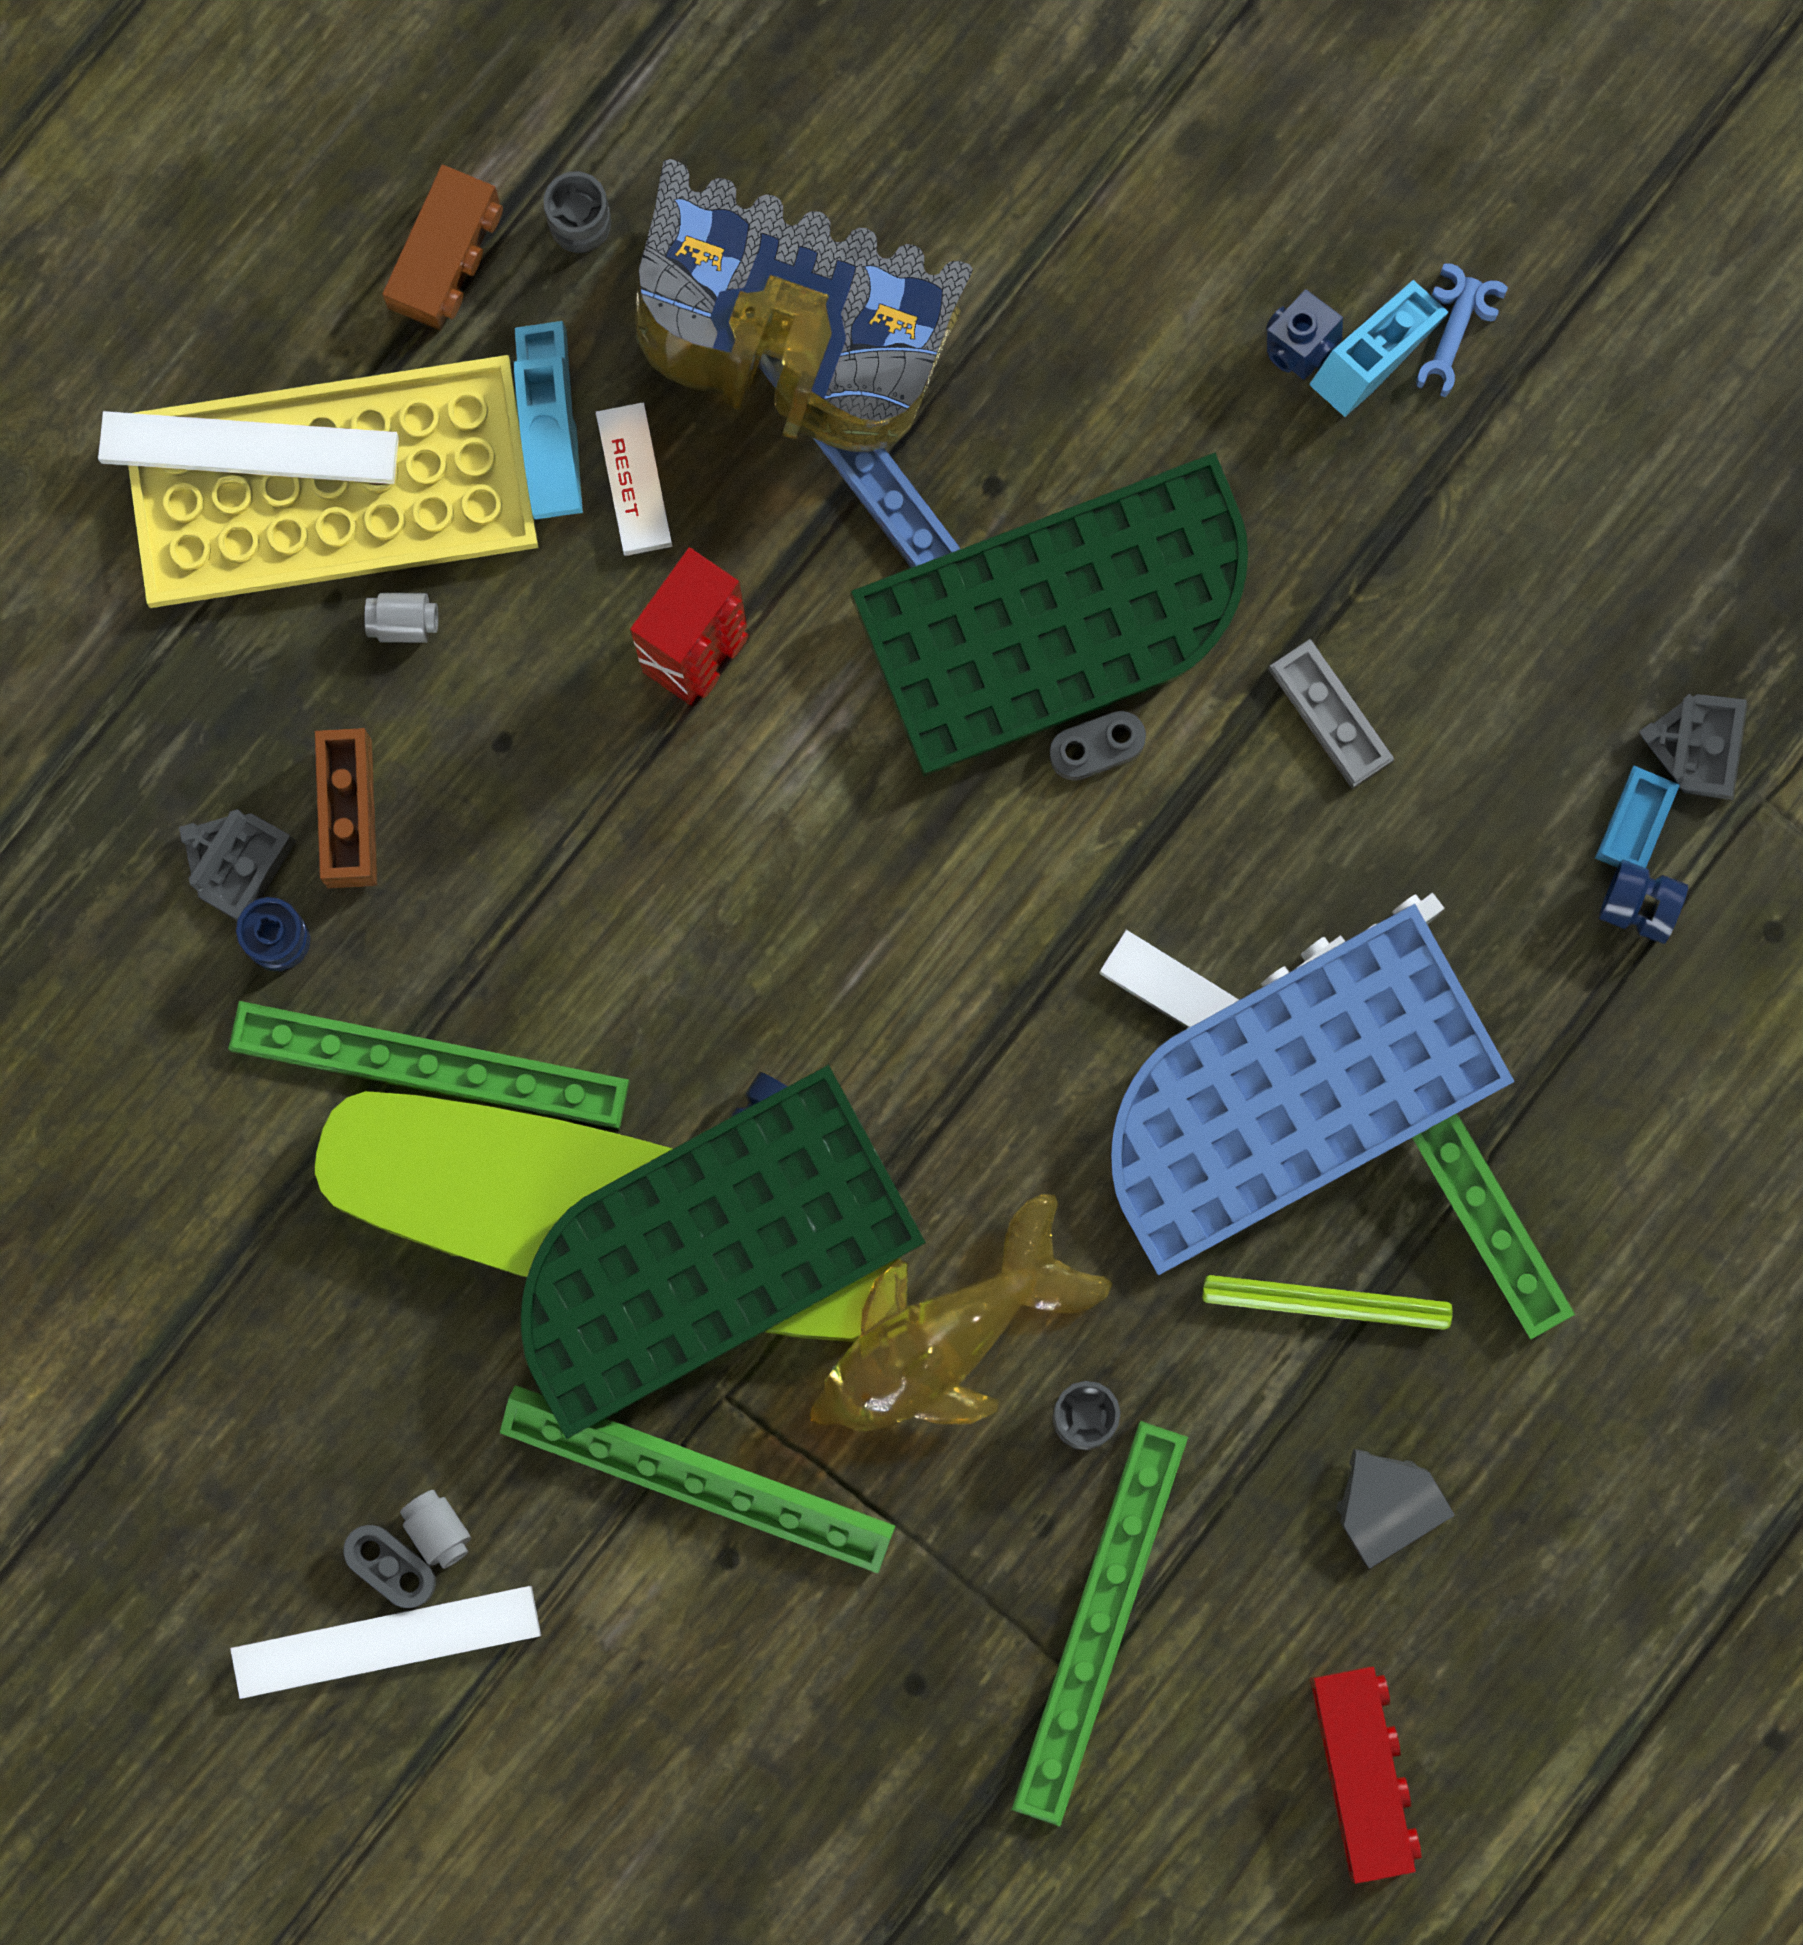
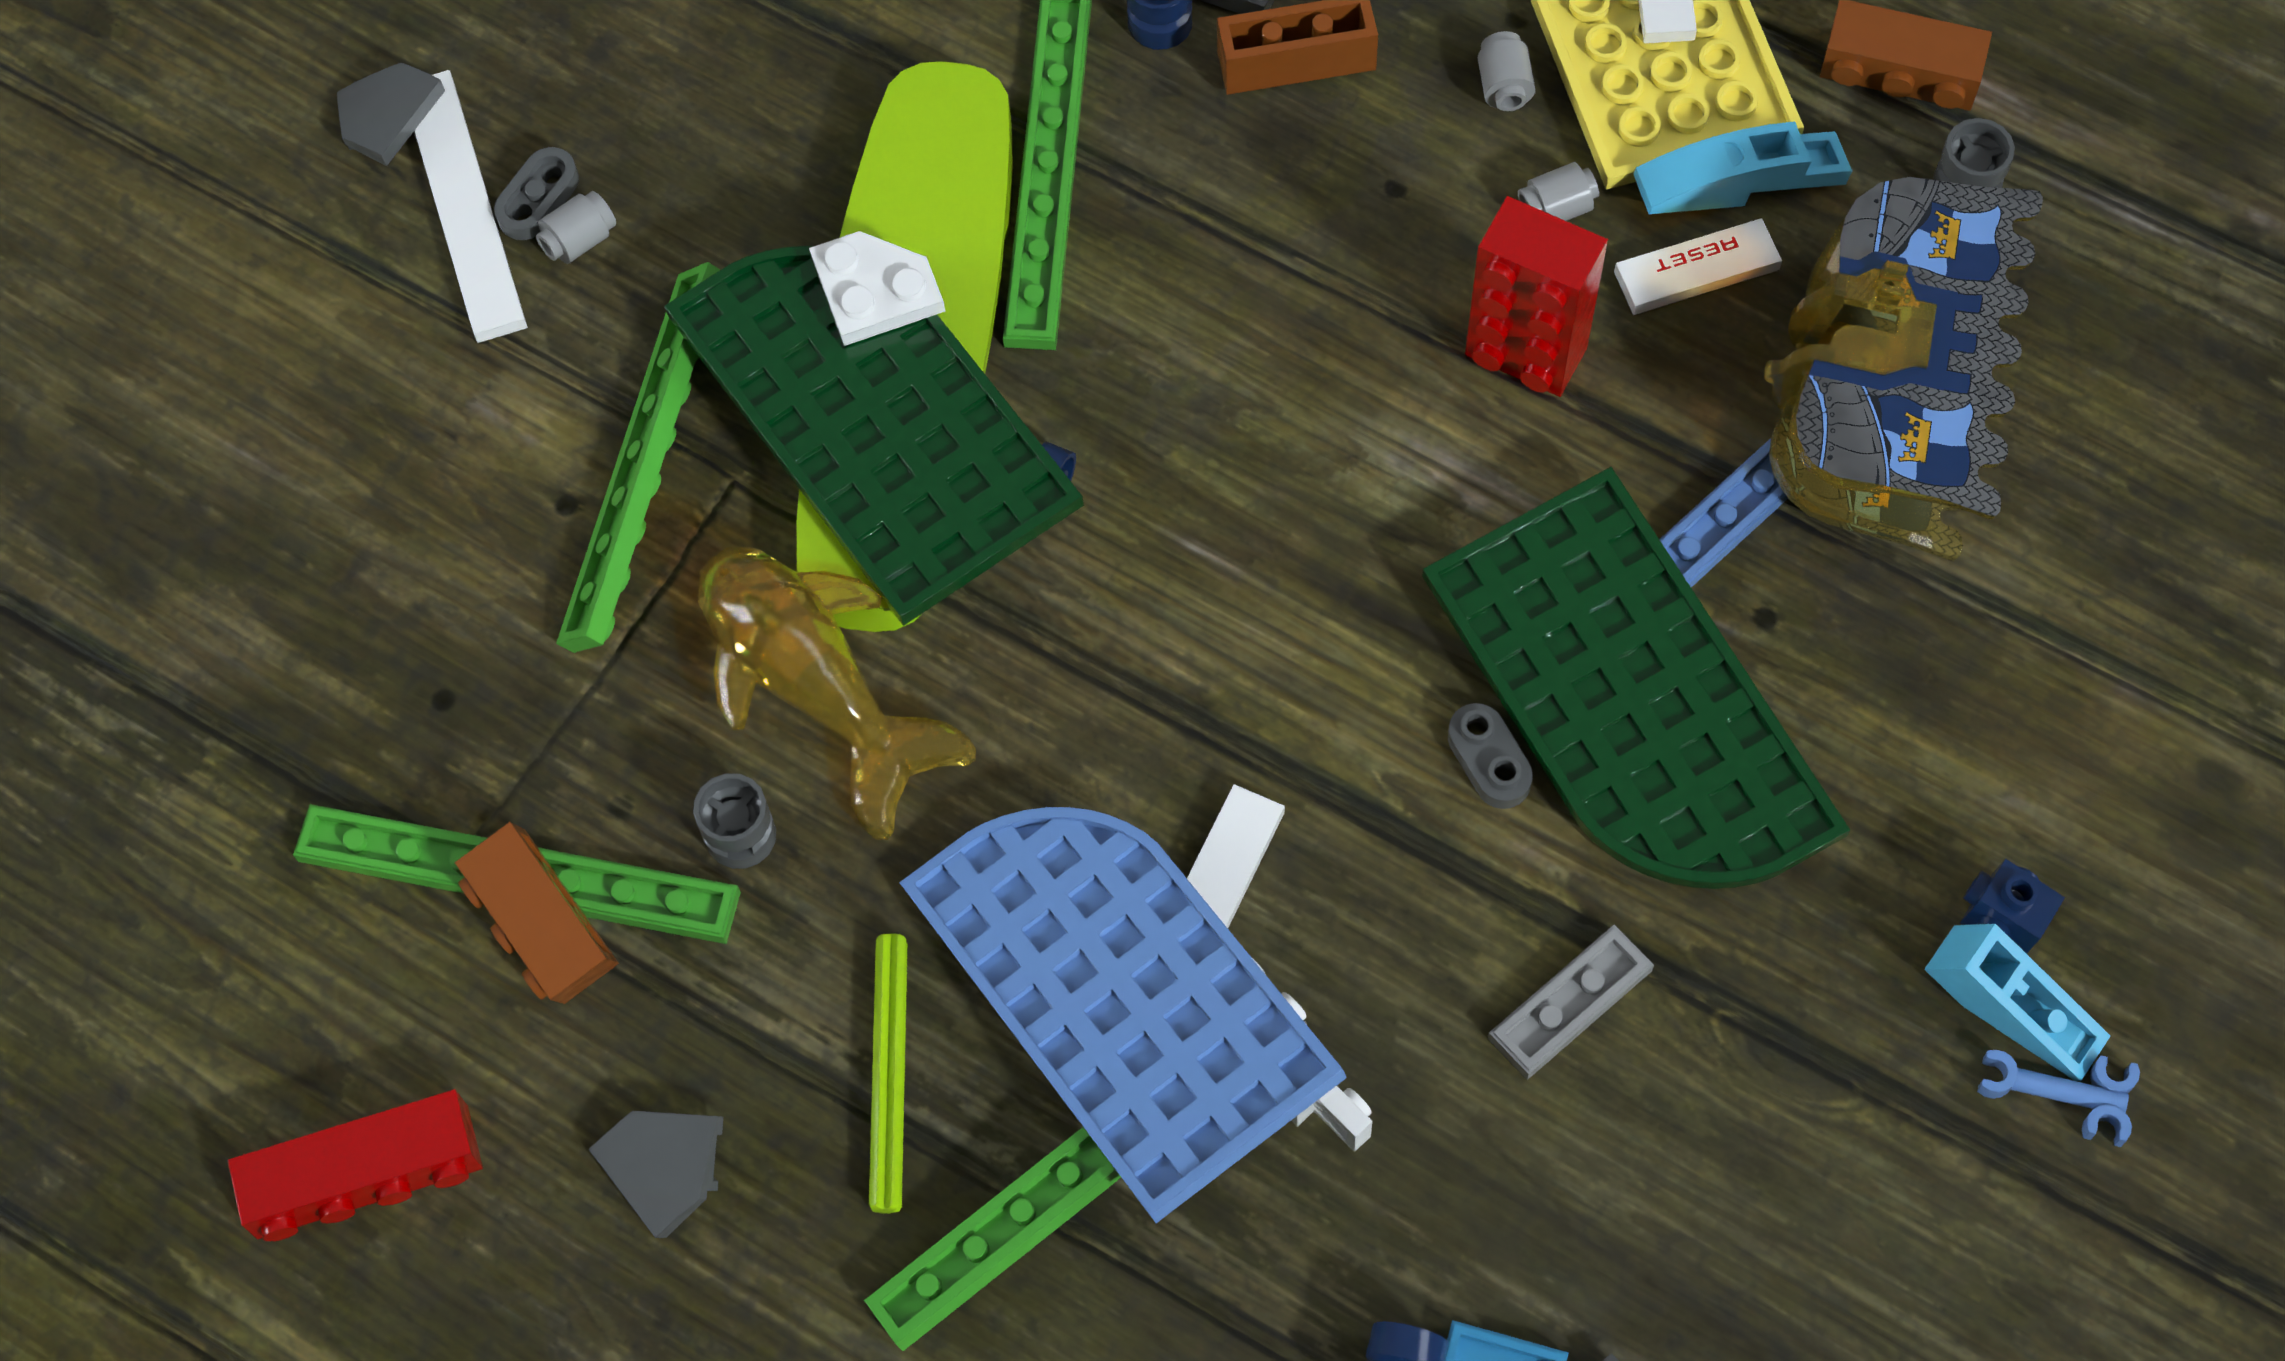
camera: 85 degrees right, 15 degrees down
(269, 1715) = (386, 109): none -> dark grey slope
(544, 591) = (1562, 192): none -> light grey brick
(581, 1234) = (874, 285): none -> white plate
(1155, 1601) = (534, 914): none -> dark orange brick

